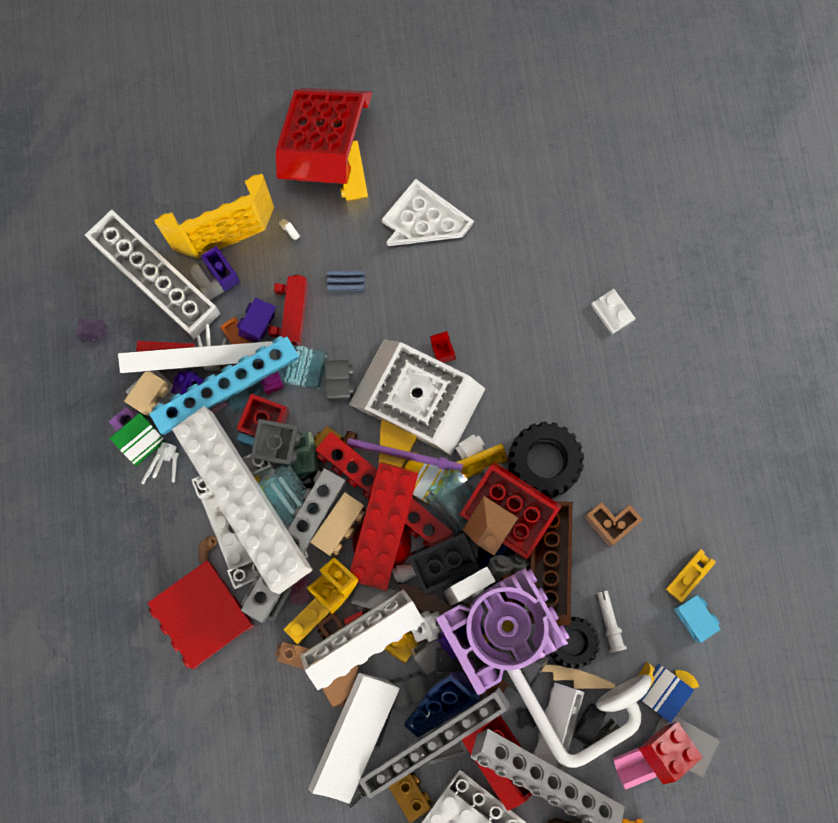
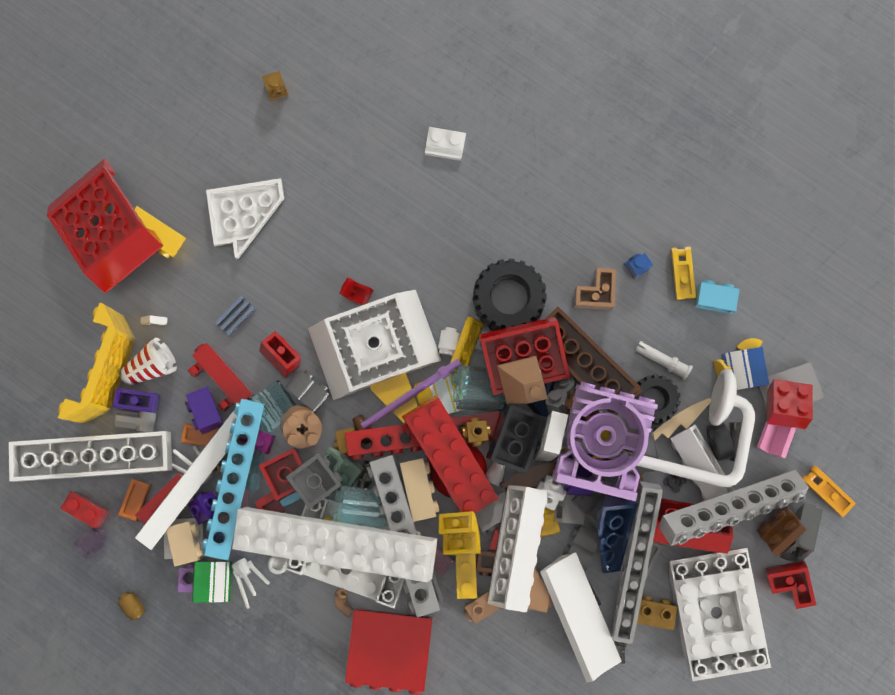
camera: 50 degrees left, 5 degrees up
(71, 399) = (131, 605): none -> pearl gold brick
(111, 304) = (84, 509): none -> red brick
(151, 331) = (134, 499): none -> orange tile
(190, 473) = (276, 564): none -> white tile
(229, 426) = (269, 503): none -> red panel
(255, 253) = (151, 362): none -> white cone
(306, 409) = (292, 421): none -> medium nougat brick
(346, 336) = (280, 354): none -> red brick
(412, 527) = (469, 434): none -> pearl gold brick
(536, 156) = (275, 85): none -> pearl gold brick
(663, 535) = (638, 265): none -> blue brick

